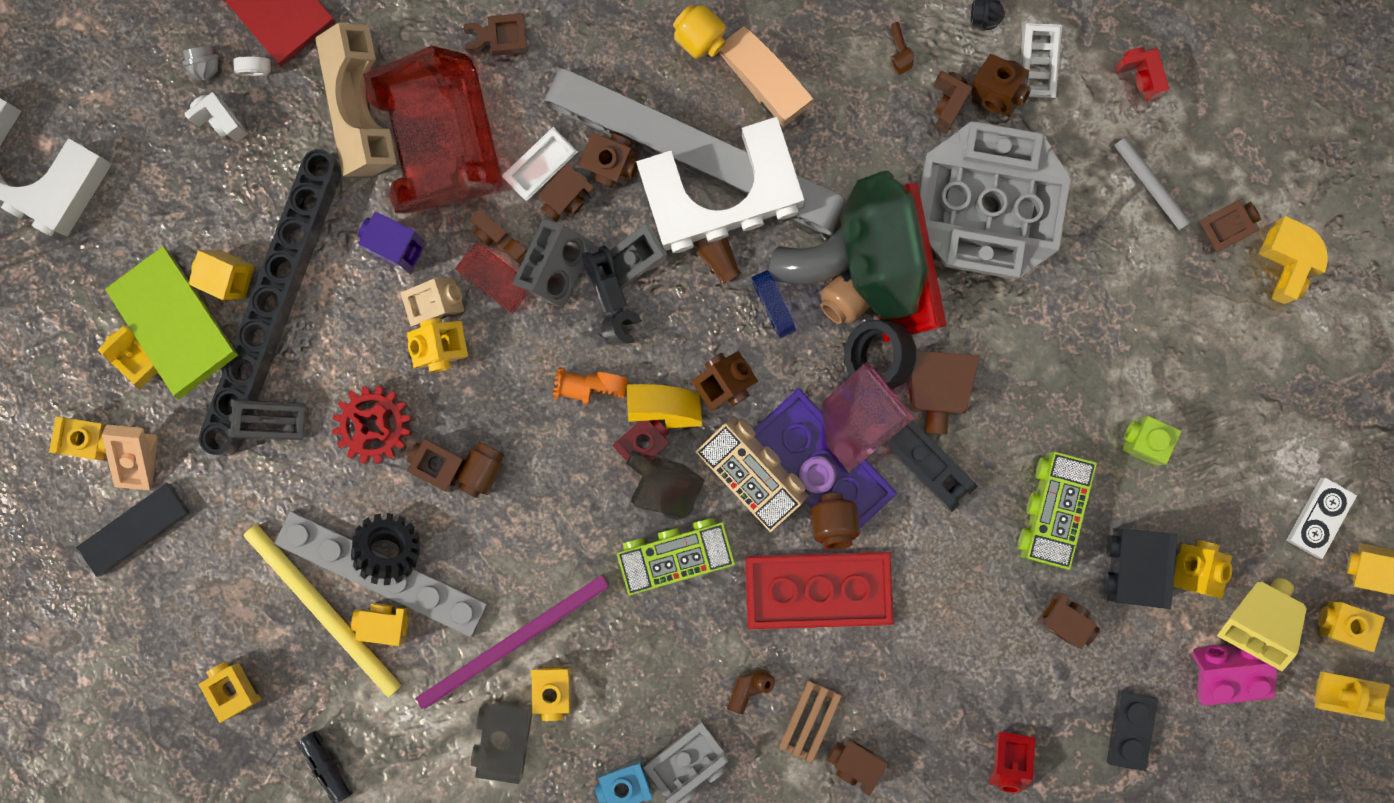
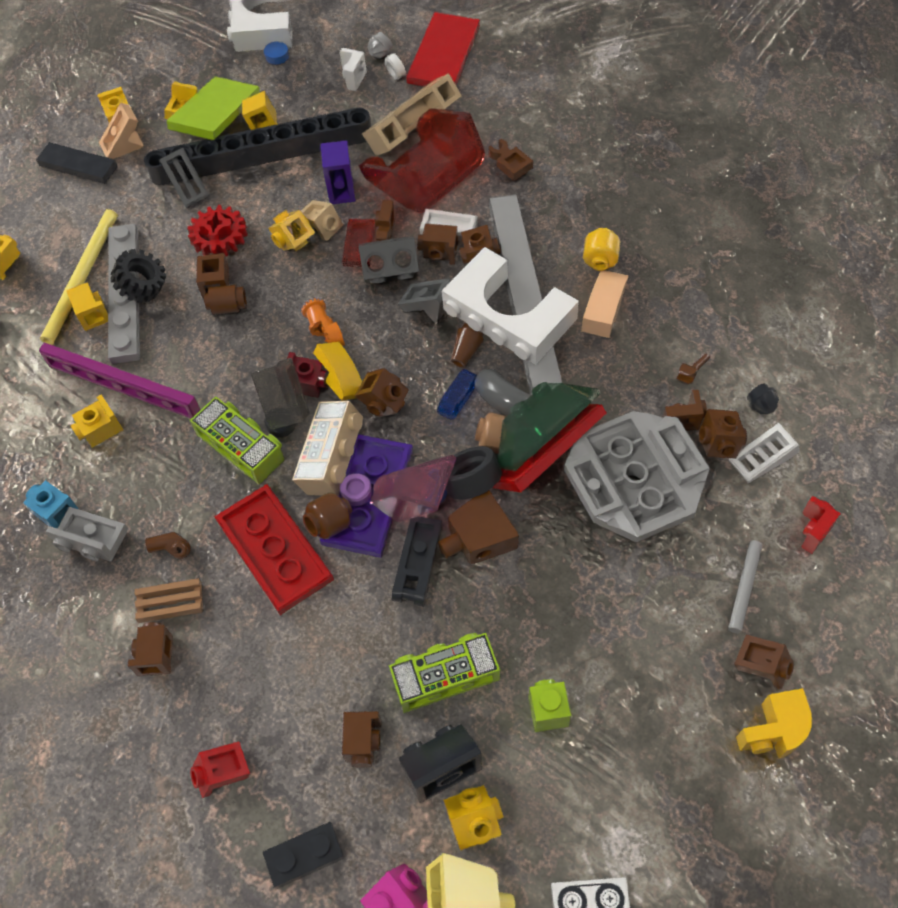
camera: 60 degrees right, 25 degrees down
(113, 190) = (276, 53): none -> blue tile
(509, 763) = (42, 414): clear smoke brick -> none
(610, 297) = (390, 300): black piece -> none

